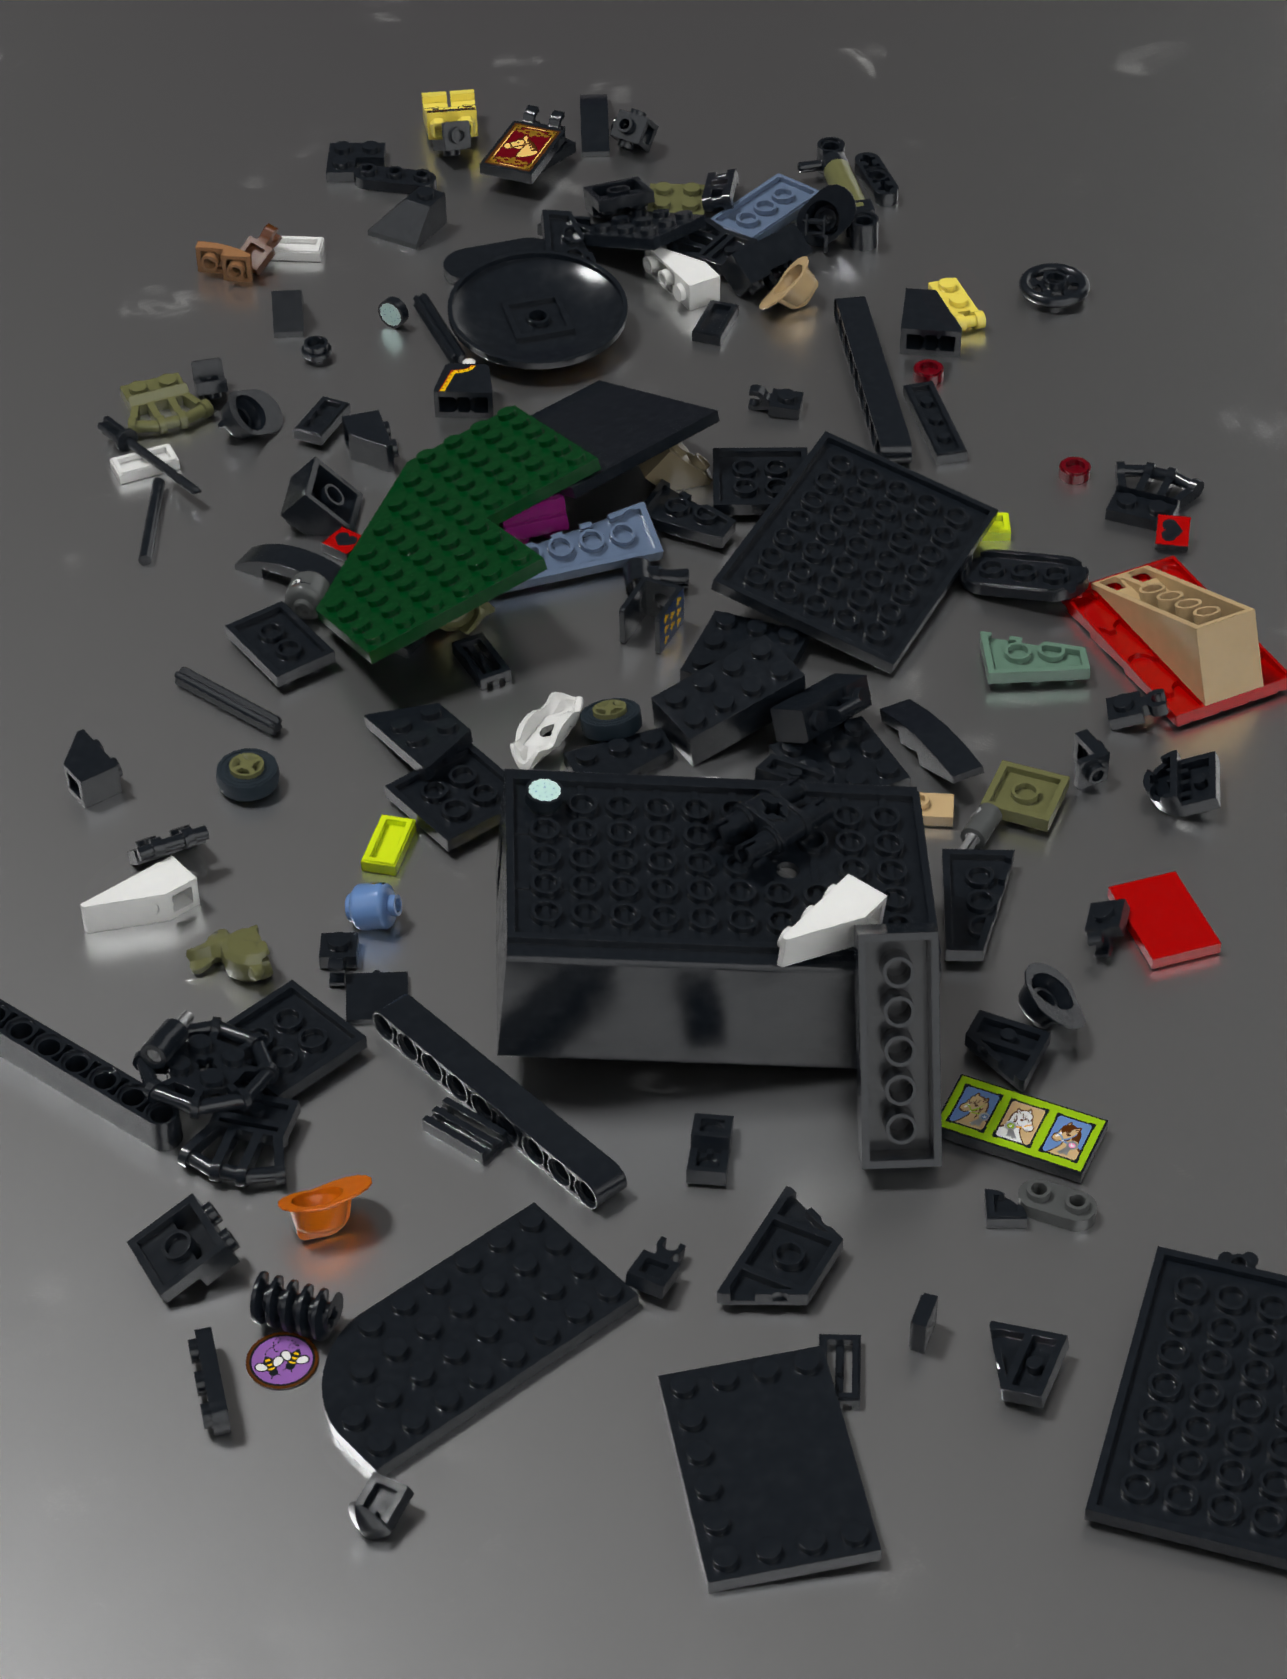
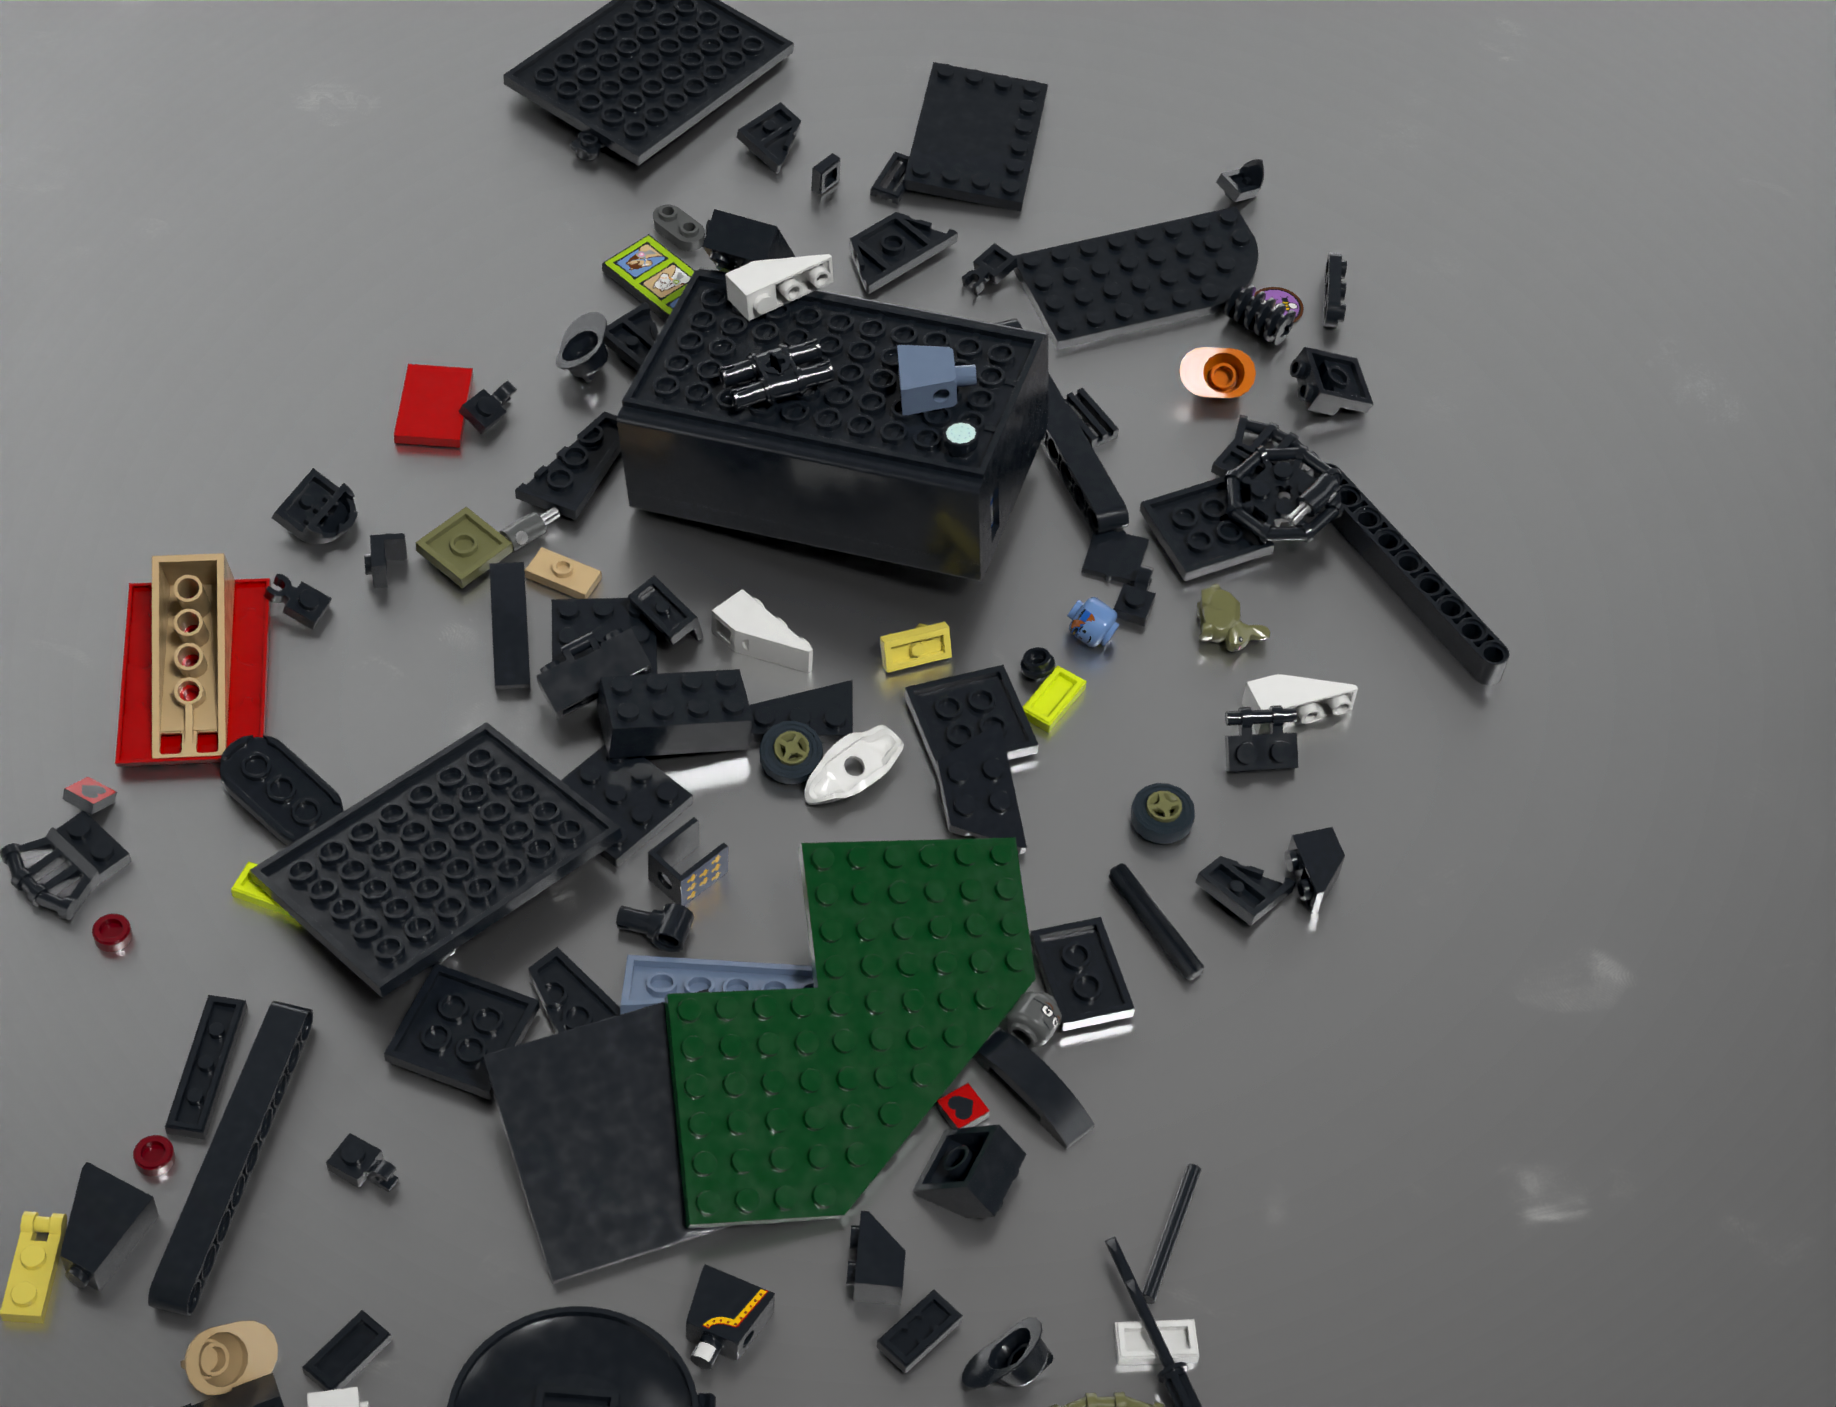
camera: 165 degrees left, 10 degrees up
(154, 739) = (1243, 888): none -> black wing
(415, 861) = (1037, 663): none -> black plate
(606, 839) = (930, 378): none -> sand blue torso
(1024, 662) = (352, 689): sand green wing -> none

